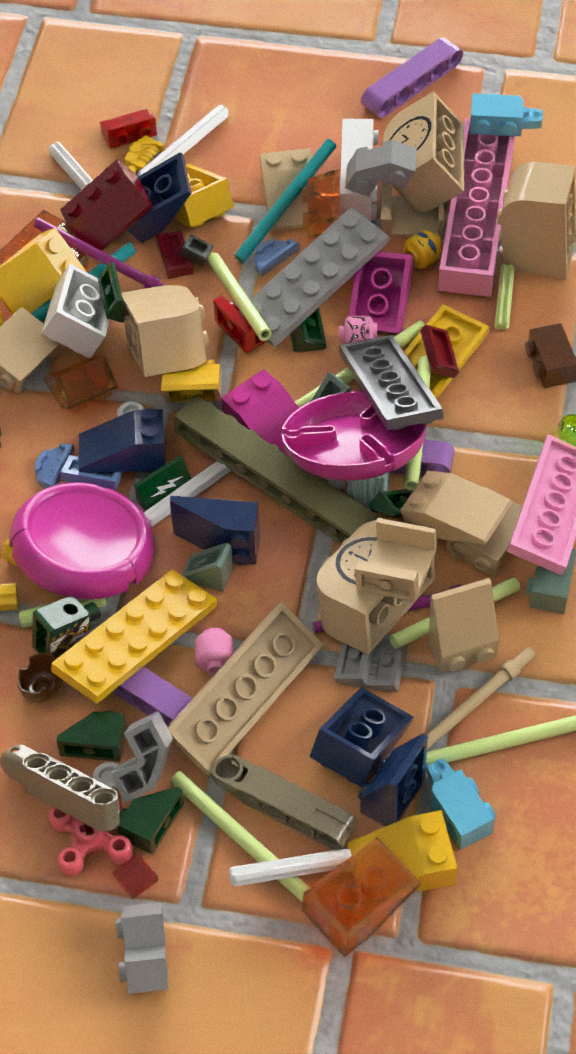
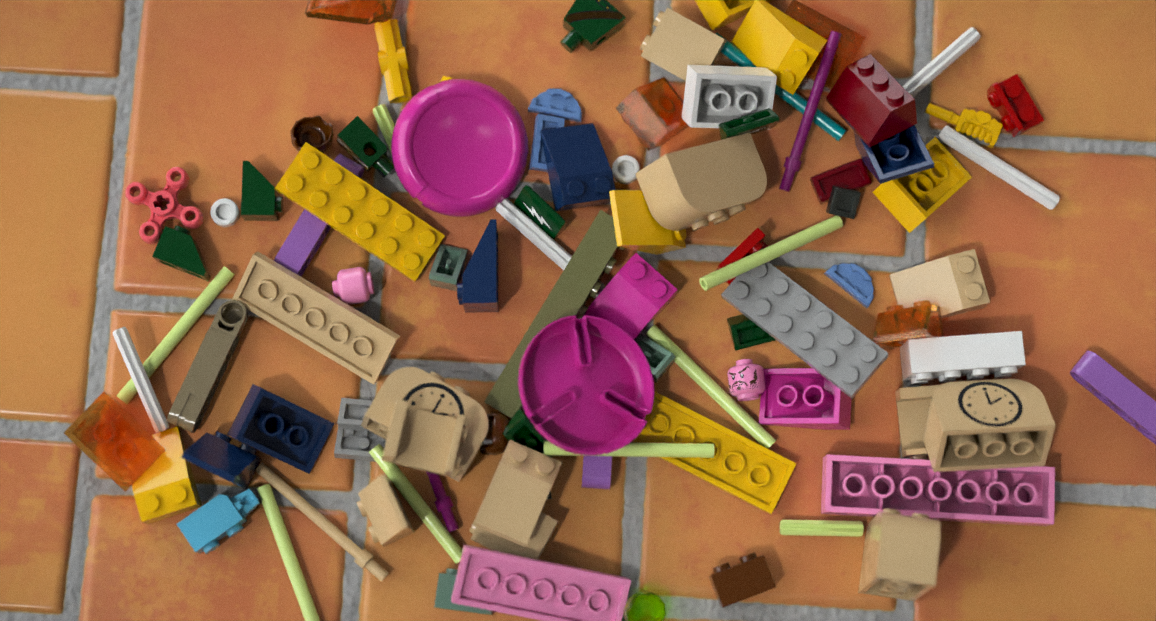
camera: 80 degrees right, 25 degrees up
(63, 787) = (219, 138): dark tan piece -> none
(135, 876) = (132, 249): clear red tile -> none
(145, 951) = (48, 269): light grey brick -> none
(151, 746) = (225, 236): light grey brick -> none
(285, 201) = (915, 285): teal piece -> none
(389, 163) = (931, 383): light grey brick -> none
(391, 383) = (657, 415): dark grey plate -> none
(424, 248) = (869, 436): yellow head -> none
(439, 351) = (723, 463): dark red tile -> none
(502, 115) = (1051, 506): medium azure hinge -> none

